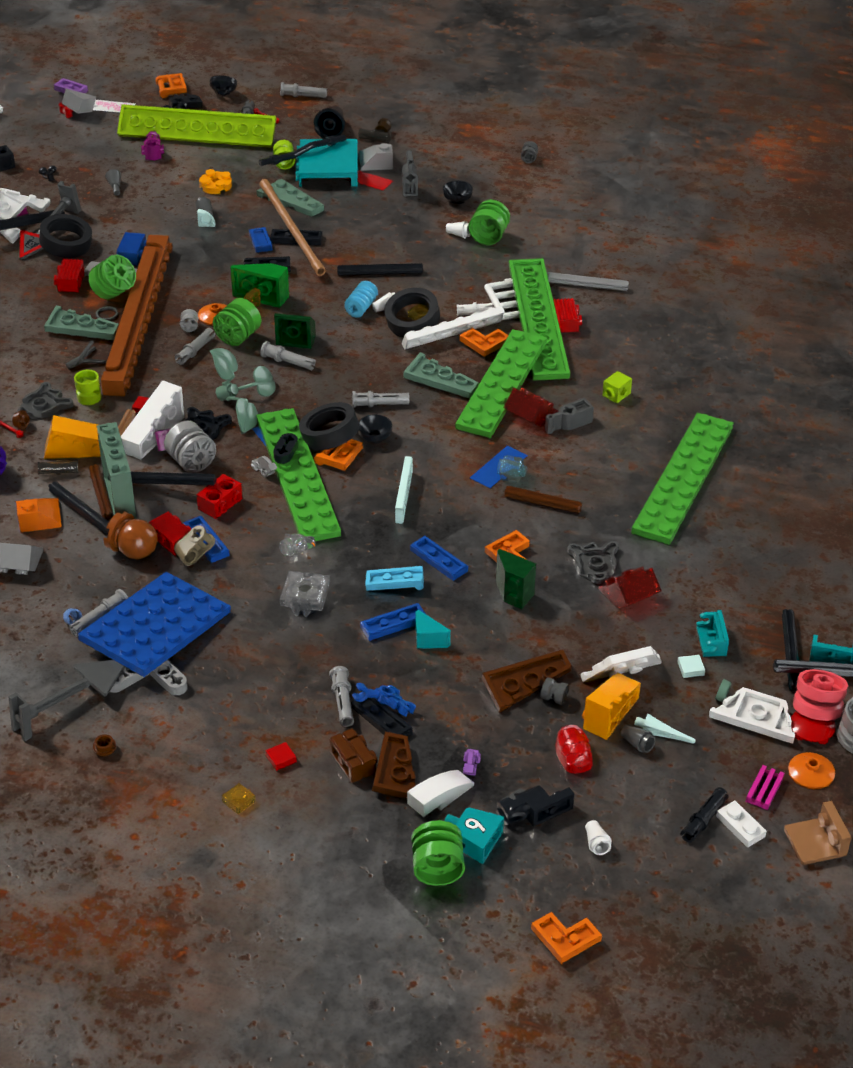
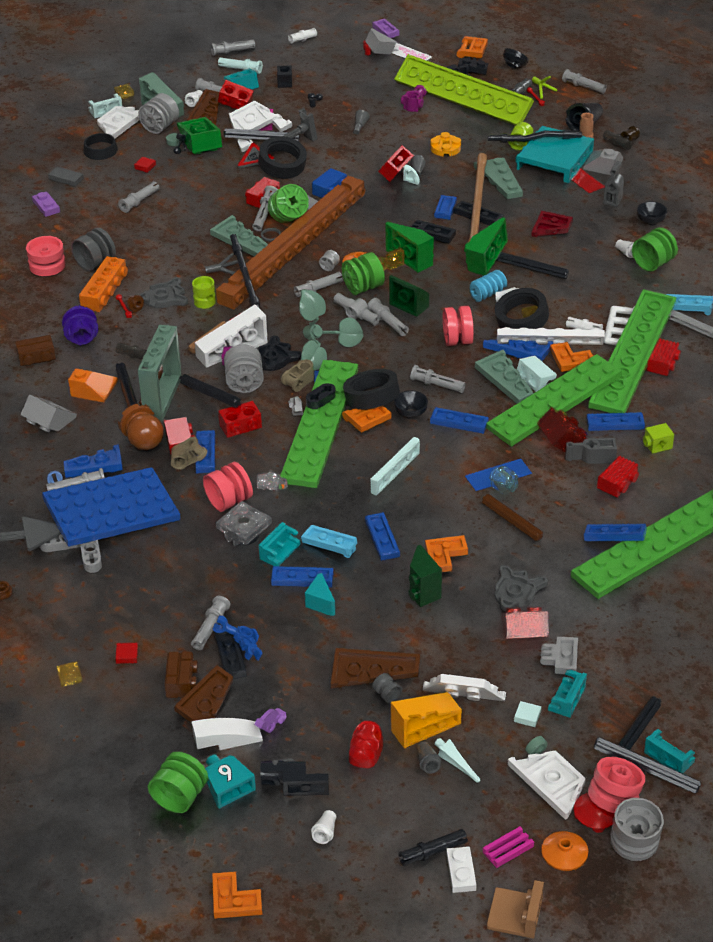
camera: 30 degrees right, 0 degrees up
(71, 439) = (149, 322): light orange wedge -> none
(86, 290) = (258, 223): none -> light grey pin
(100, 335) = (237, 250): none -> black bar
(103, 587) = (107, 460): none -> blue wing
(185, 211) = (396, 163): none -> red brick
(245, 436) = (299, 375): none -> dark tan piece
(253, 357) = (356, 309): none -> light grey pin
(263, 102) = (541, 83): none -> lime plant
(264, 562) = (227, 486): none -> coral wheel
(336, 265) = (485, 247): none -> green slope
(343, 126) = (586, 125): none -> nougat axle
(351, 600) = (278, 545): none -> teal hinge
(366, 342) = (457, 325): none -> coral wheel
(374, 227) = (551, 224): none -> dark red wing
(426, 429) = (459, 420): none -> blue tile
(434, 347) = (520, 348): none -> blue wing
(466, 364) = (535, 372): none -> light aqua hinge
(557, 260) = (693, 303): none -> medium azure hinge
(565, 385) = (615, 421): none -> blue tile
(609, 431) = (618, 476): none -> red brick
(645, 480) = (615, 532): none -> blue tile
(681, 602) = (561, 655): none -> light grey hinge

